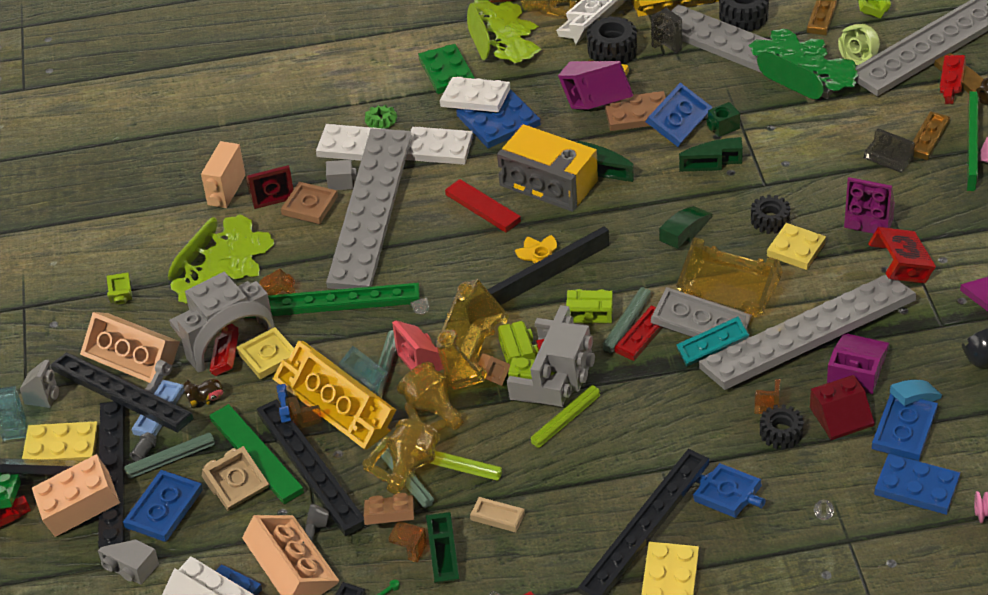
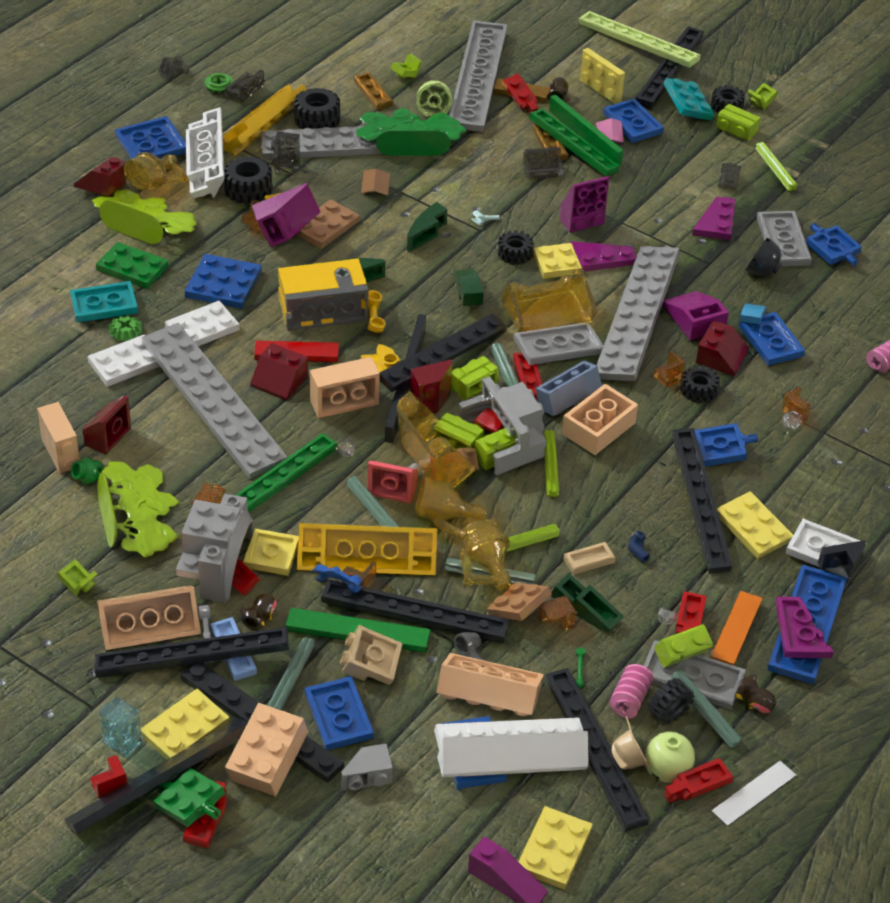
camera: 50 degrees left, 0 degrees up
(40, 386) = (115, 683): light grey slope -> none
(146, 443) = (261, 677): dark grey pin -> none
(220, 209) = (87, 470): none -> green animal
(309, 202) = (155, 422): medium nougat plate -> none
(340, 174) = (154, 387): light grey brick -> none
(362, 368) = (373, 514): clear light blue slope -> none
(388, 87) = (103, 301): none -> teal plate
(444, 214) = (280, 371): none -> dark red slope
(469, 253) = (344, 387): none -> light nougat brick
(475, 94) = (191, 270): white plate -> none
(536, 293) = (432, 384): none -> dark red slope
(546, 529) = (636, 546): none -> dark blue arm
(585, 269) = (444, 350): none -> black plate
(590, 198) = (376, 323): none -> yellow bar
(644, 402) = (599, 419): none -> light nougat brick
(652, 360) = (569, 388): none -> sand blue brick
(678, 114) = (367, 209): blue plate -> none
(712, 341) = (591, 346): teal tile -> none
(718, 94) = (375, 181): none -> medium nougat panel
(723, 119) = (401, 197): dark green brick -> none
(773, 173) = (480, 218): none -> light aqua hand
(842, 263) = (603, 256): none -> magenta wing
(845, 492) = (794, 403): none -> clear orange bracket
(909, 255) = (657, 228): red panel -> none
(917, 483) = (820, 371): blue plate -> none
(947, 146) = (574, 142): none -> green tile

